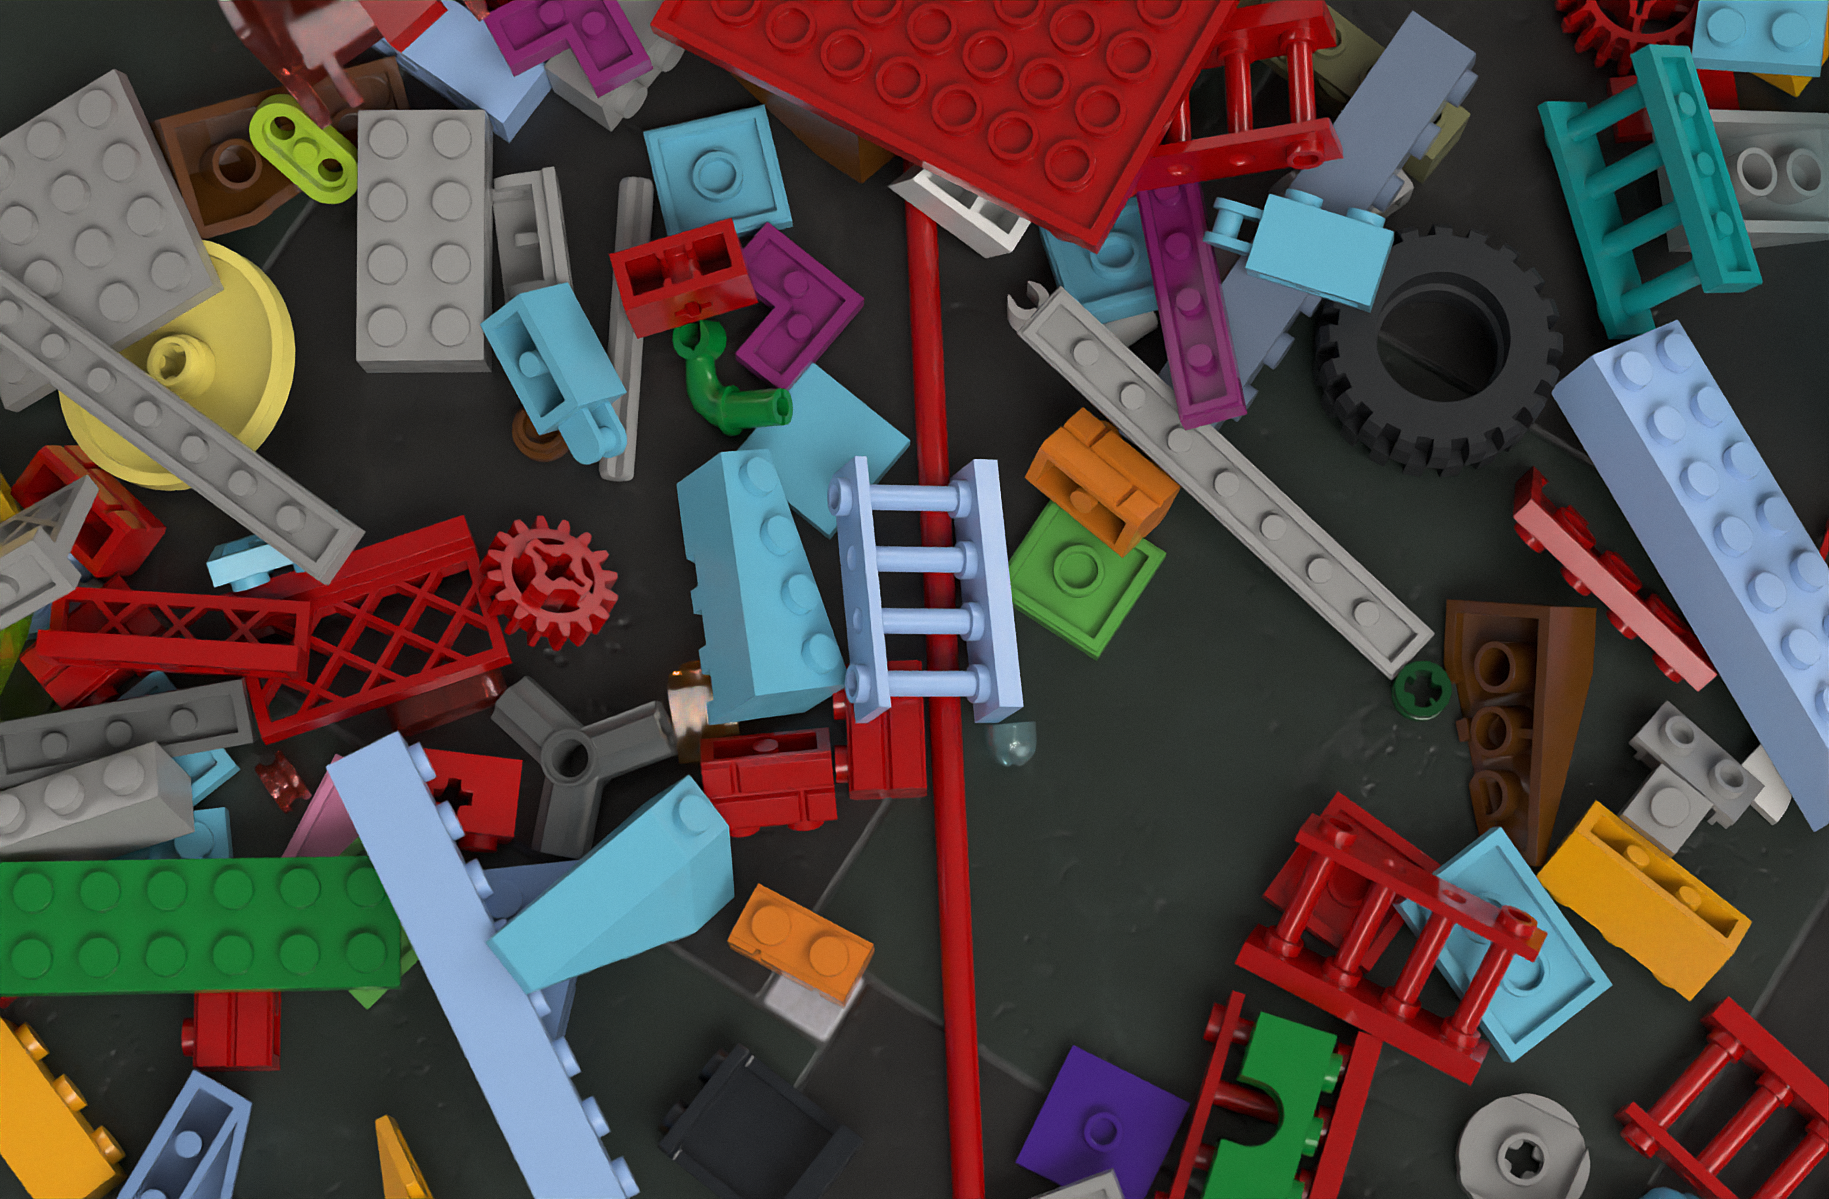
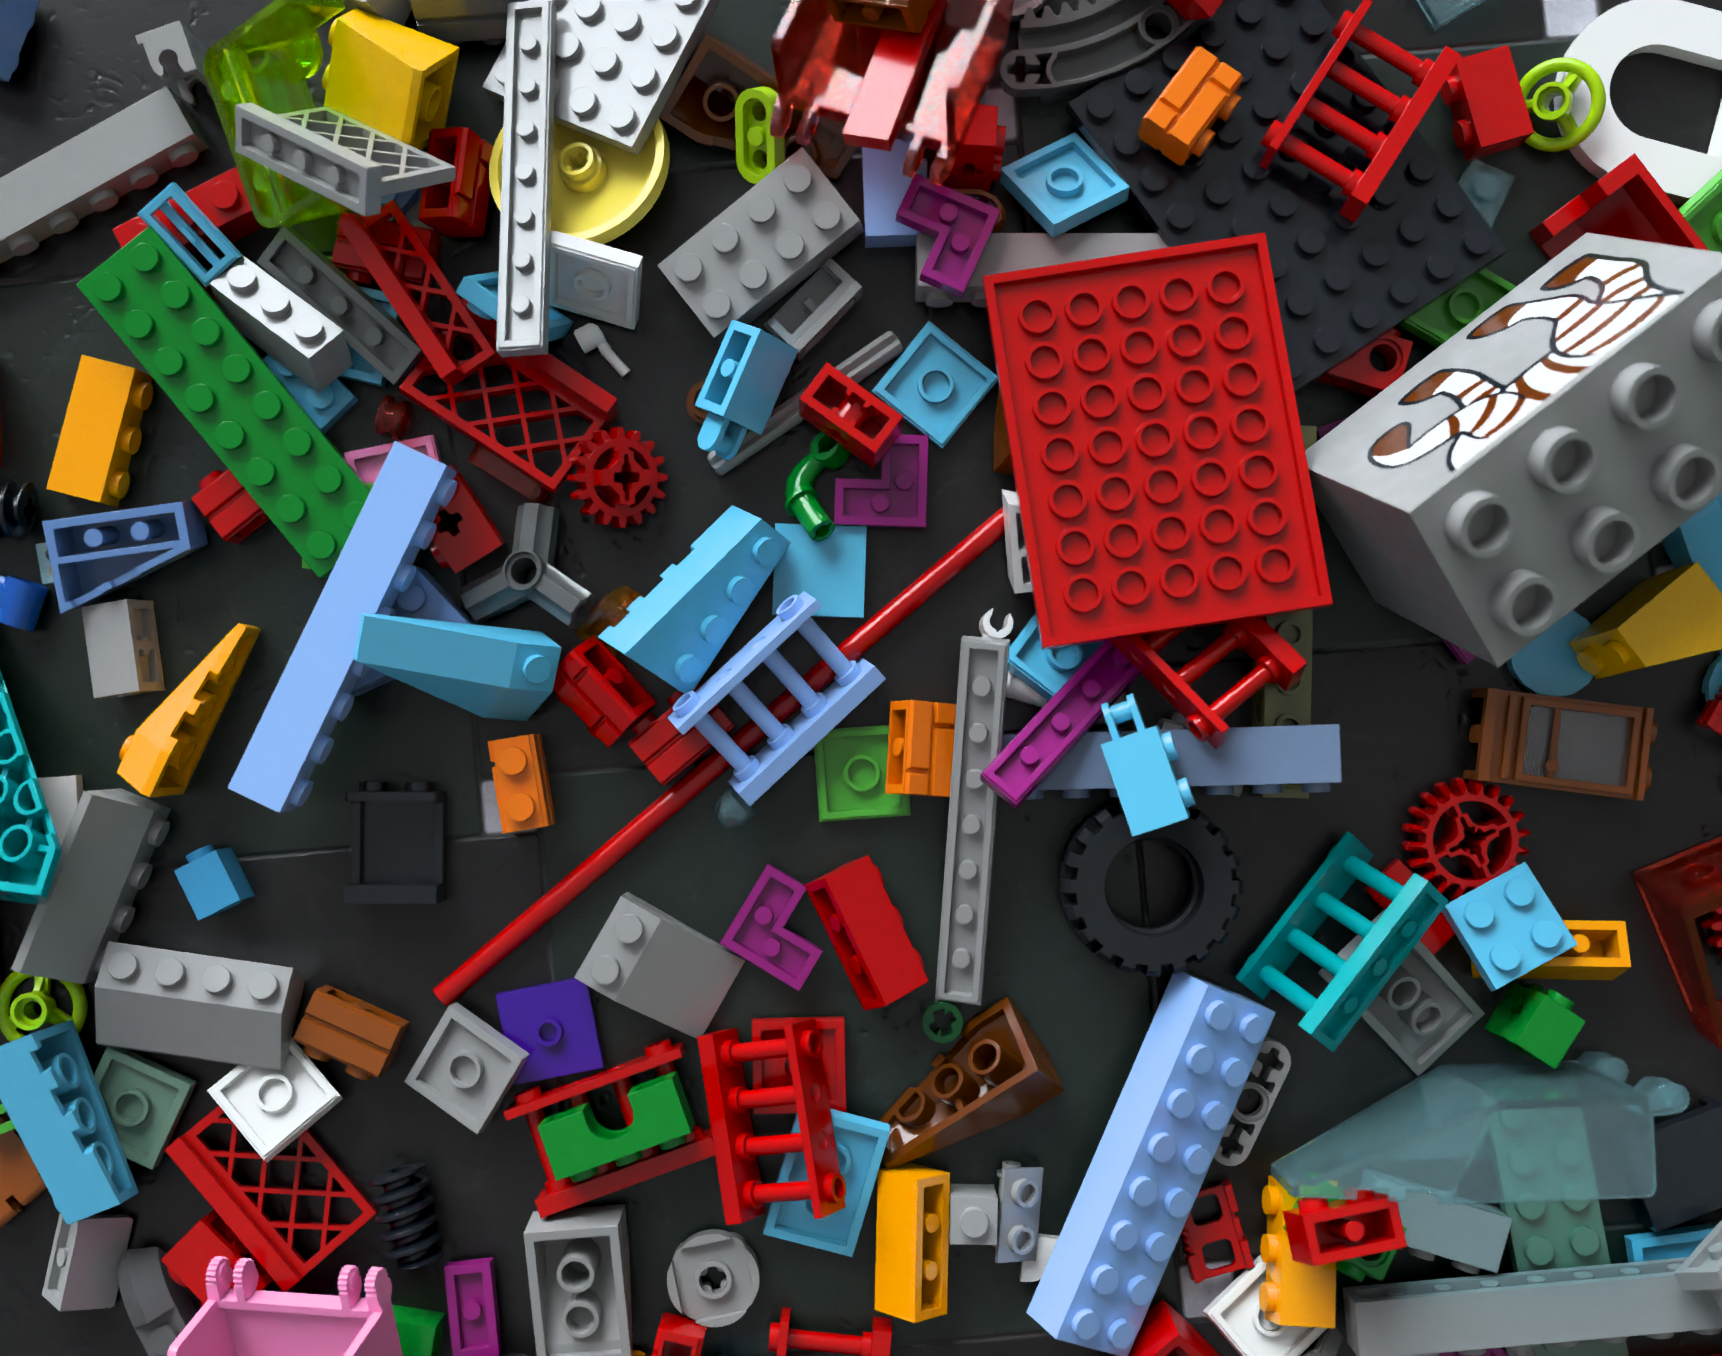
camera: 50 degrees right, 10 degrees up
(321, 434) = (595, 280): none -> white plate
(370, 500) = (591, 337): none -> white hand
(1124, 951) = (659, 966): none -> light grey slope
(1173, 813) = (761, 932): none -> magenta plate
(1260, 692) = (867, 933): none -> red brick
(1611, 580) = (1088, 1082): wing -> none
(1752, 380) = (1256, 1119): none -> light grey beam

